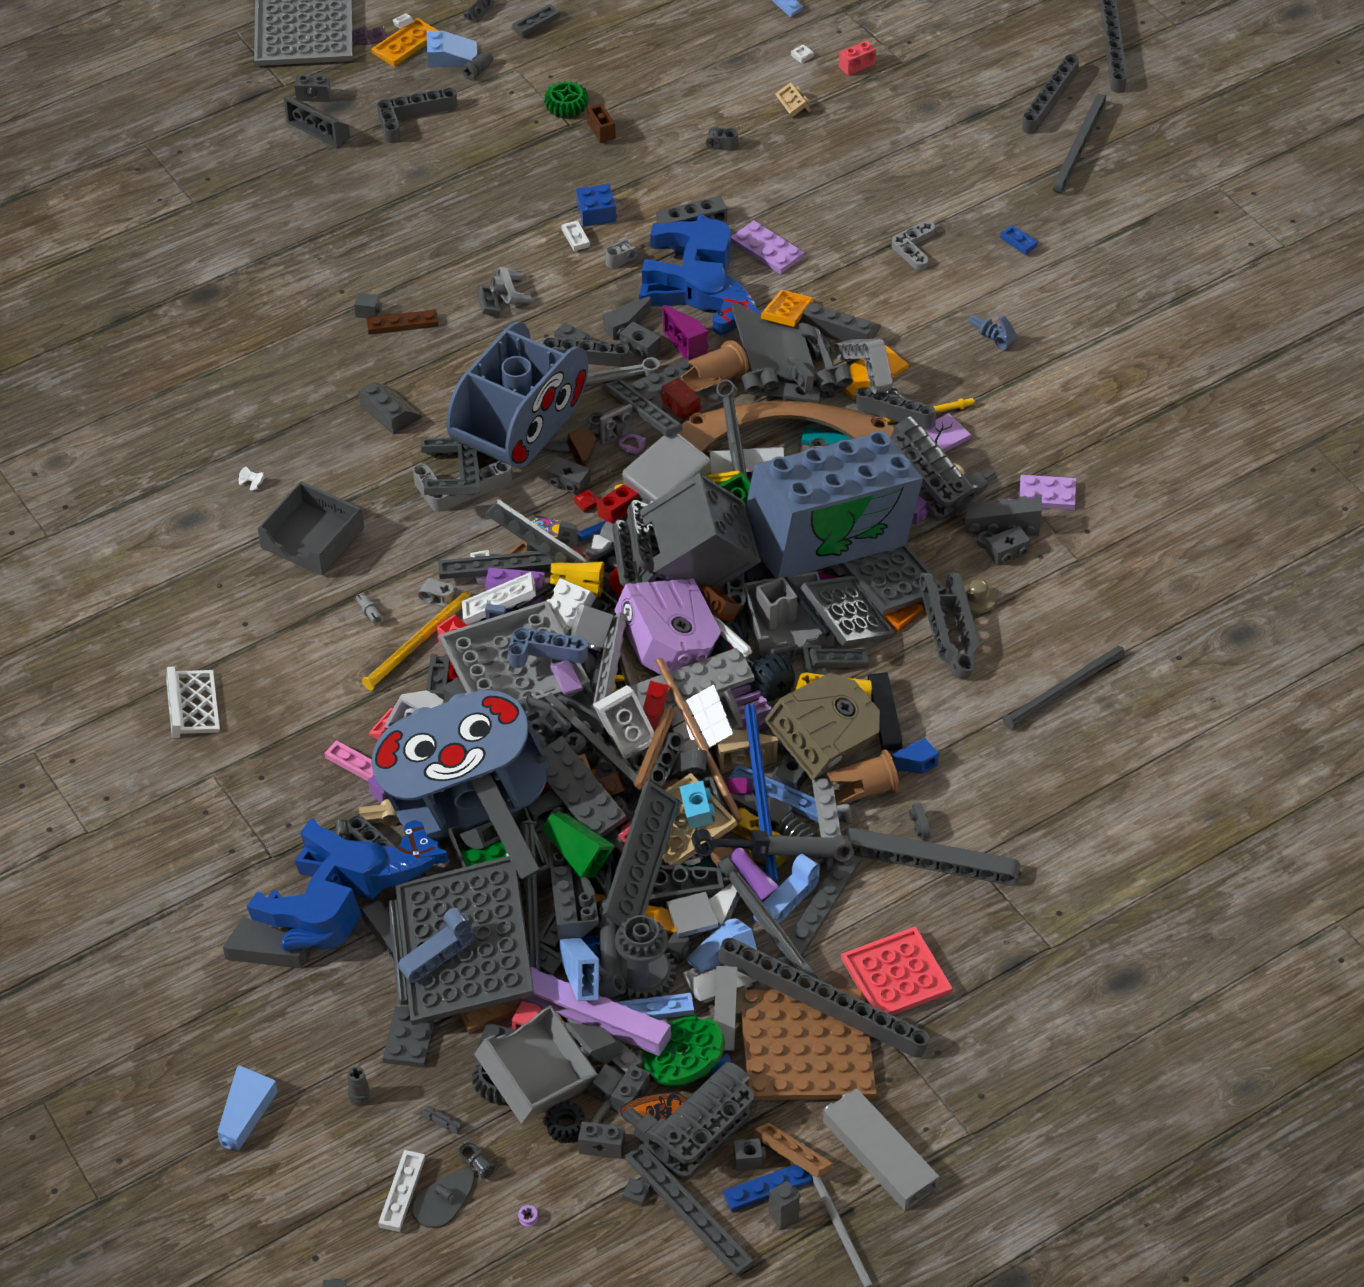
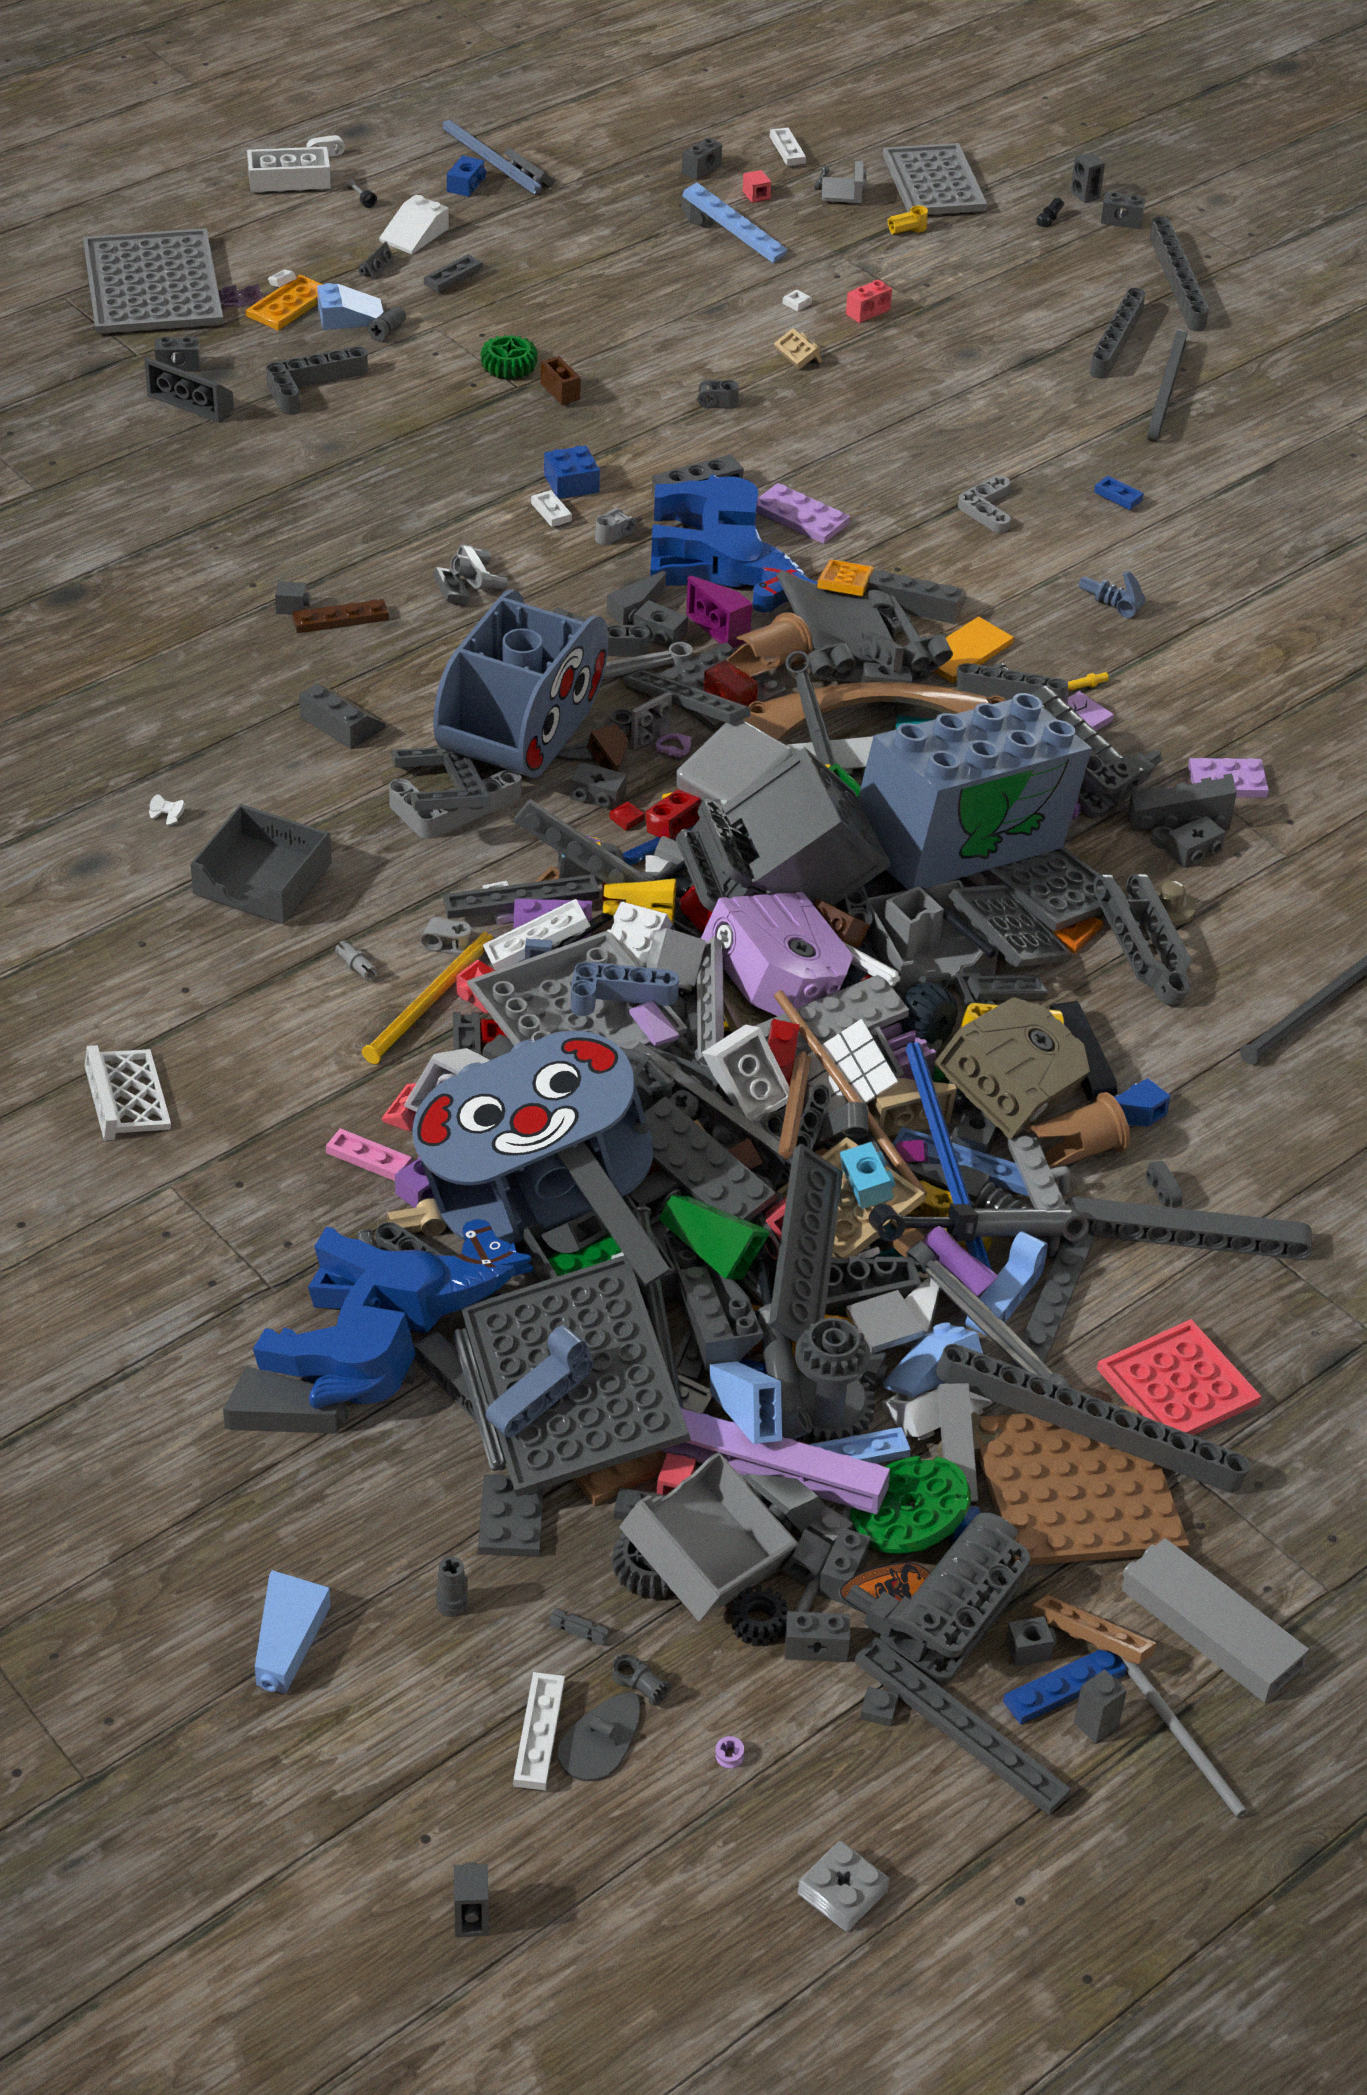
camera: 10 degrees left, 5 degrees down
(875, 358) = (981, 626): light grey beam -> none

